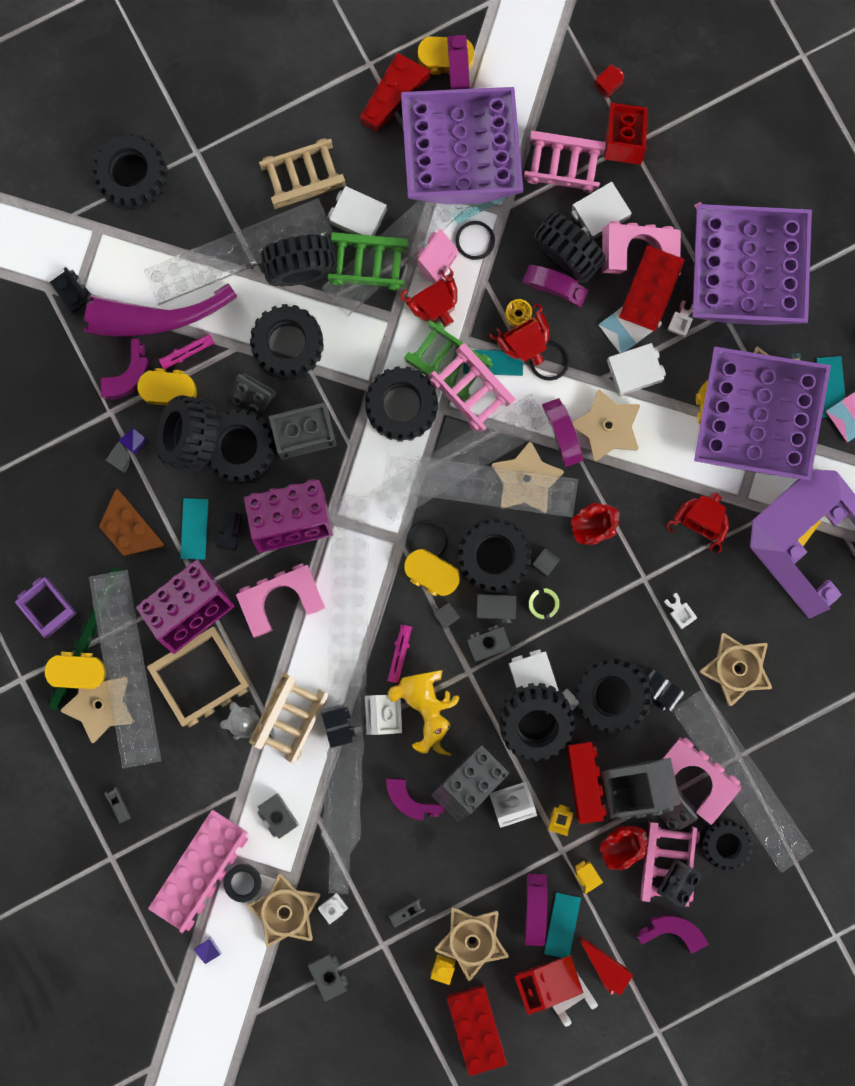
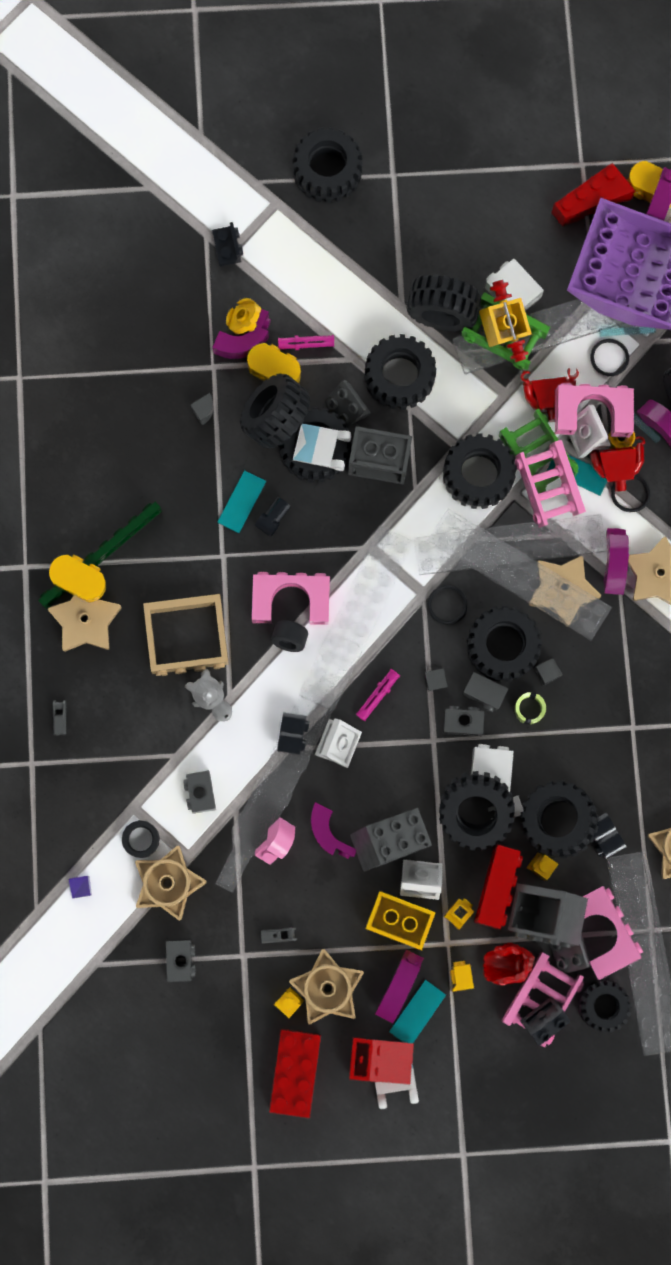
camera: 20 degrees right, 5 degrees down
(55, 624) = (80, 529): medium lavender window -> none
(122, 318) = (255, 283): magenta brick -> none
(122, 347) = (243, 317): none -> yellow plate
(125, 669) = (123, 597): clear plate -> none
(127, 528) = (182, 474): dark orange wing -> none
(133, 440) = (223, 400): dark purple slope -> none
(185, 607) = (202, 564): magenta brick -> none
(198, 871) = (105, 810): bright pink bracket -> none
(232, 252) = (381, 273): clear plate -> none
(241, 448) = (317, 446): none -> white flag
(275, 705) = (234, 698): tan fence -> none
(288, 516) = (332, 525): magenta brick -> none
(295, 636) = (289, 636): none -> black tyre
(298, 191) = (482, 250): tan fence -> none
(332, 908) = (212, 899): white window -> none
(365, 254) = (506, 321): none -> yellow brick
(369, 829) = (278, 842): none -> bright pink brick
(421, 696) = (380, 738): yellow animal -> none
(432, 572) = (440, 634): yellow brick -> none
(437, 256) = (569, 353): bright pink slope -> none
(485, 322) = (589, 433): none -> white bracket
(500, 280) = (618, 401): none -> bright pink arch
(510, 851) = (400, 920): none -> yellow brick
(527, 290) = (646, 429): none -> clear light blue bar
(595, 523) = (609, 655): red hair -> none
(611, 972) = (442, 1071): red slope -> none
(617, 744) = (542, 866): none -> yellow window
(676, 925) = (532, 1070): magenta arch -> none
(681, 613) = (654, 774): white plate -> none

